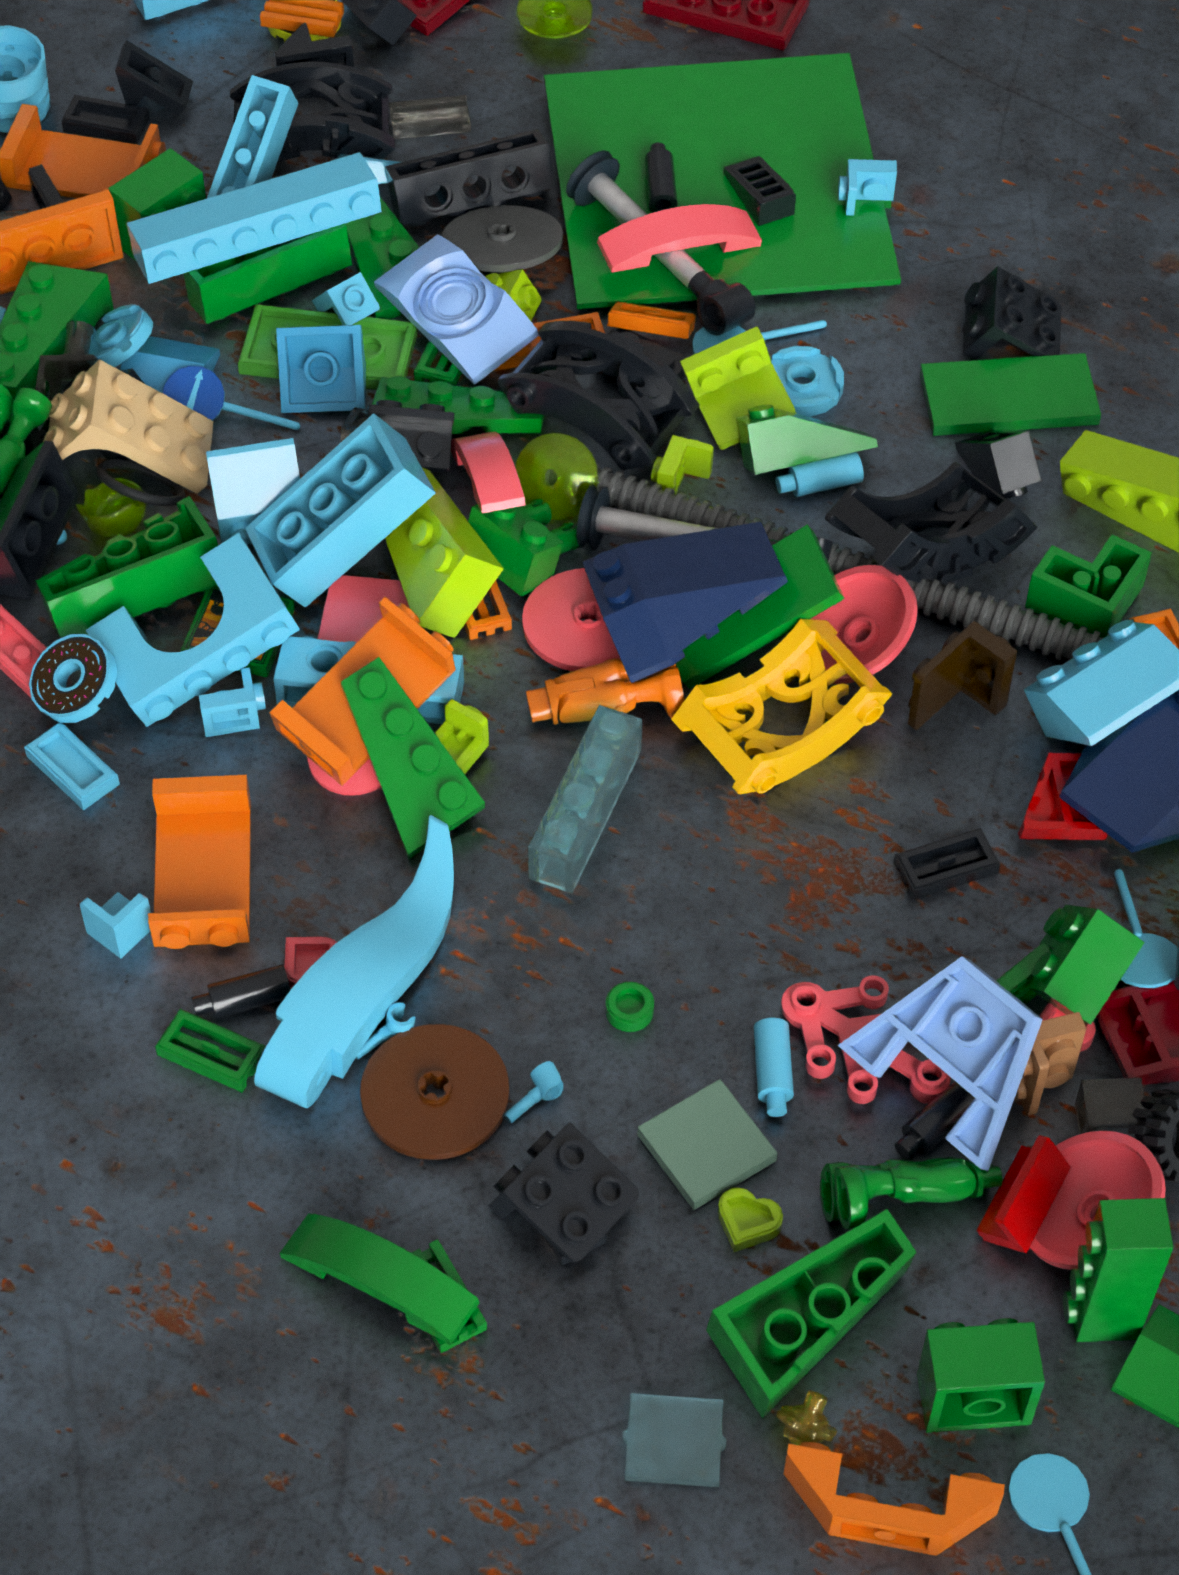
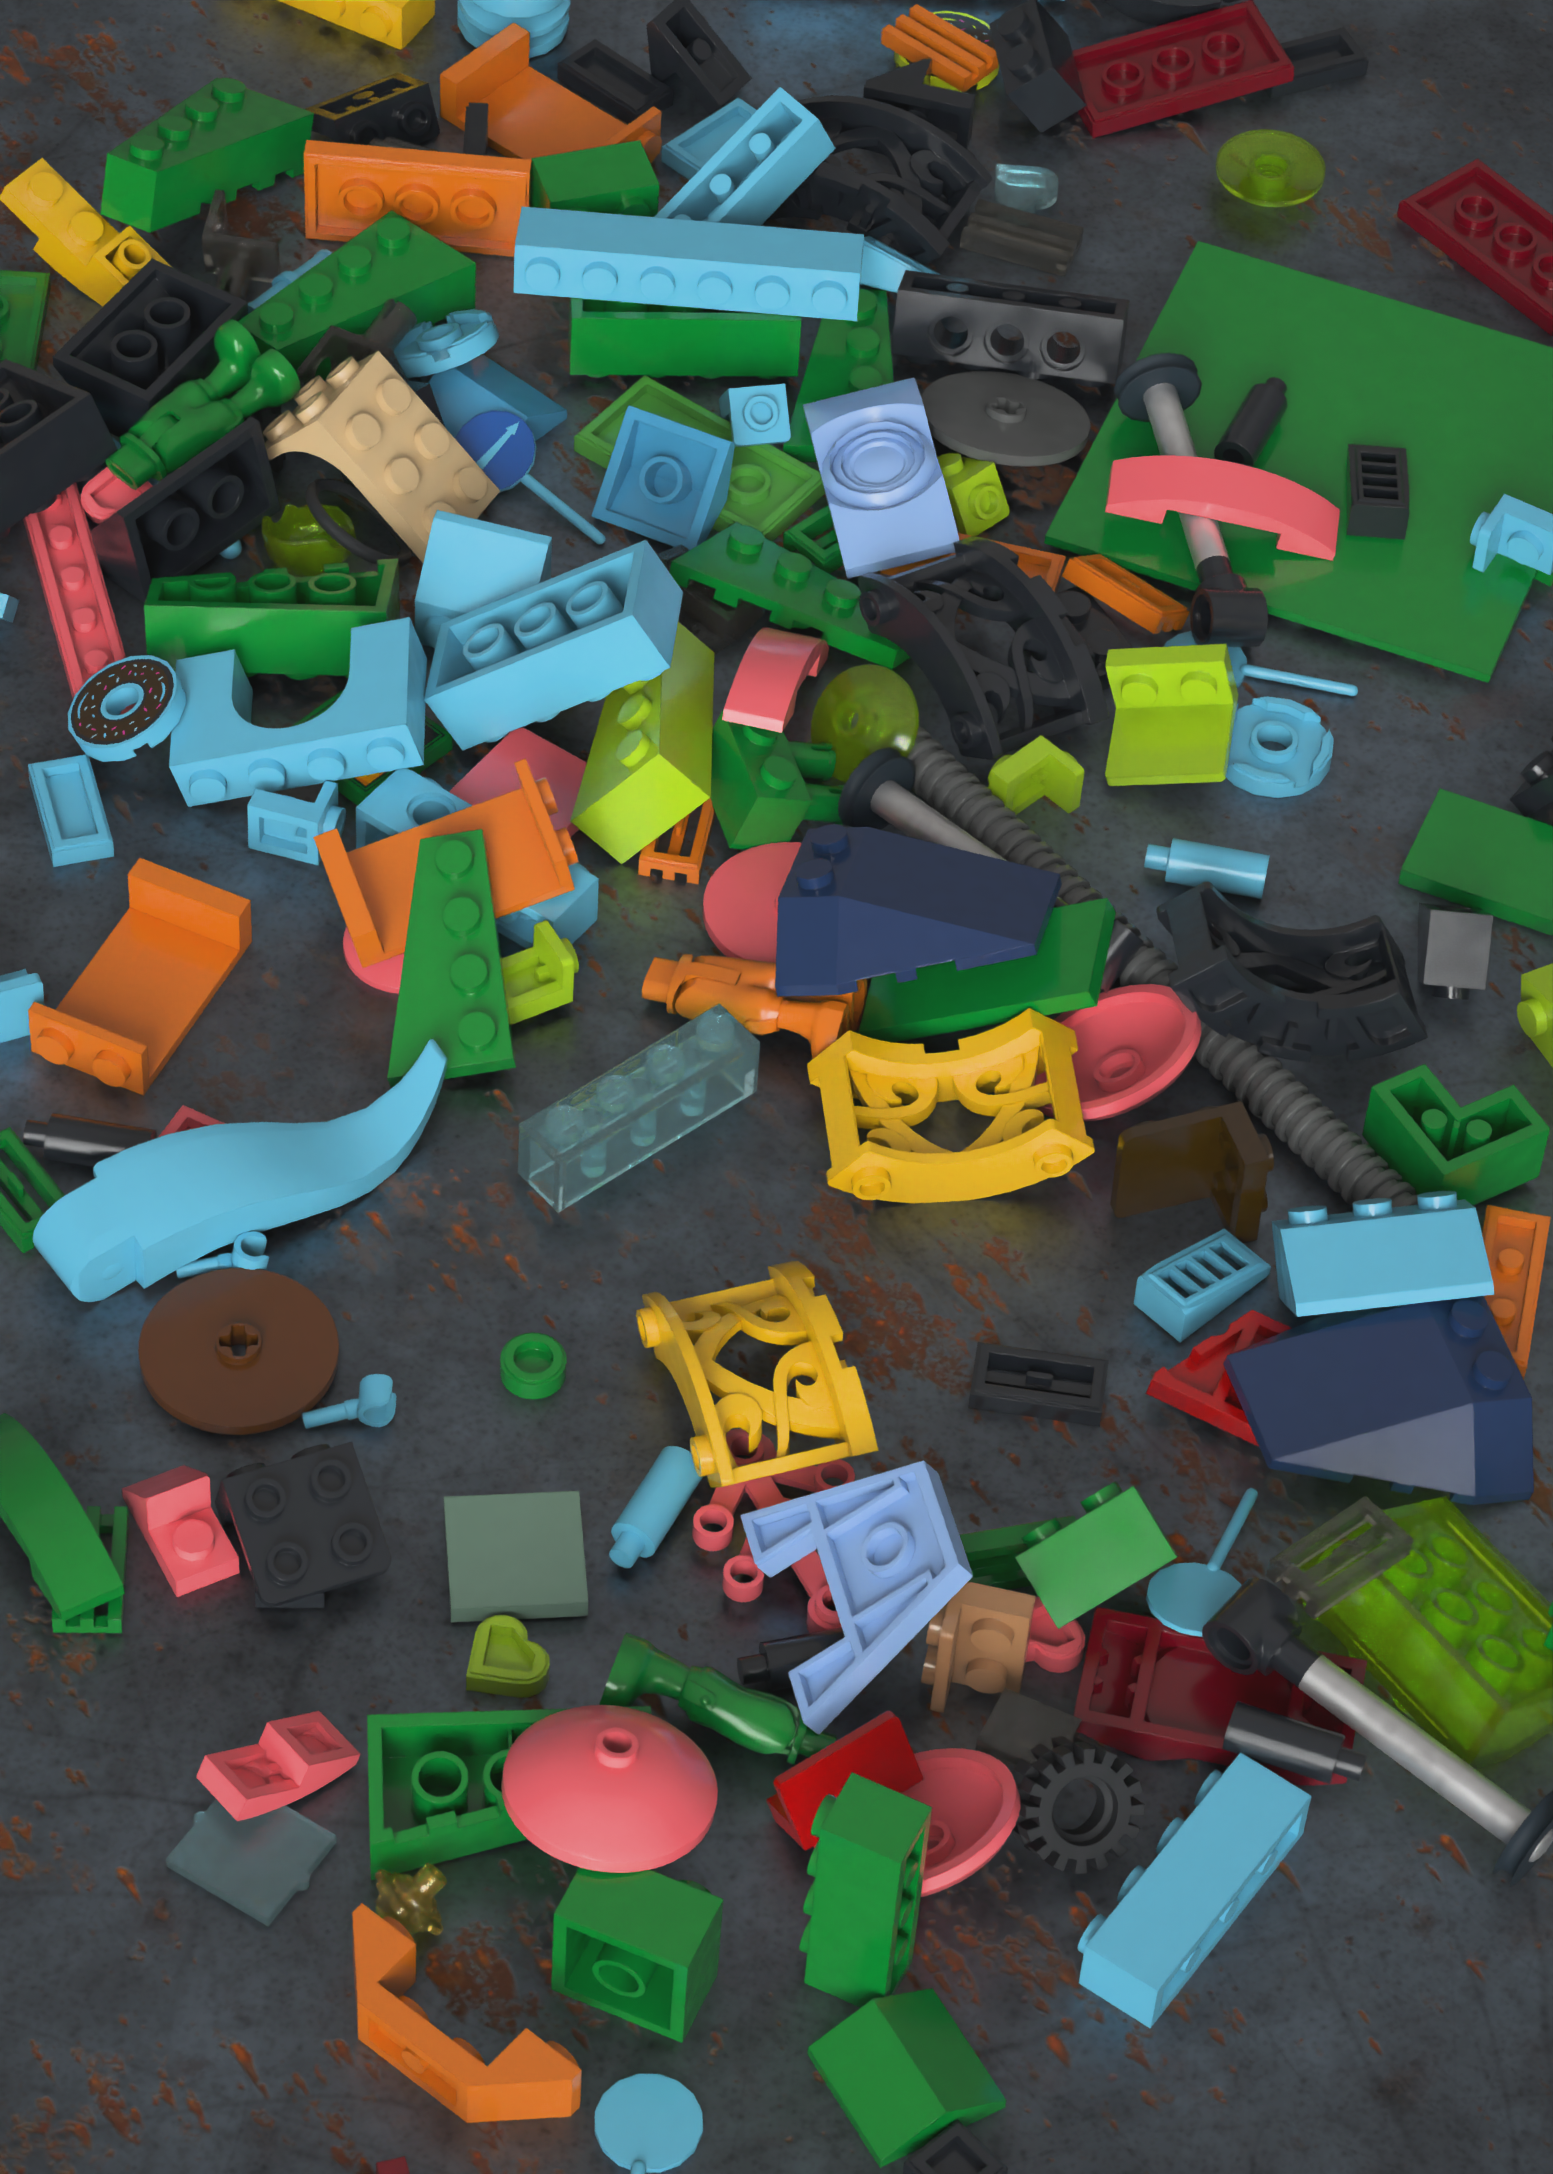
camera: 25 degrees right, 5 degrees down
(199, 130) = (699, 143): none -> medium azure tile
(410, 83) = (1025, 187): none -> clear light blue tile
(425, 429) = (718, 602): black bracket -> none
(478, 1234) = (182, 1528): none -> coral slope
(657, 1371) = (286, 1765): none -> coral slope
(727, 938) = (826, 1409): none -> yellow fence
(783, 439) = (1194, 803): slope -> none
(904, 1300) = (609, 1789): none -> coral dish
(993, 774) = (1181, 1315): none -> medium azure slope

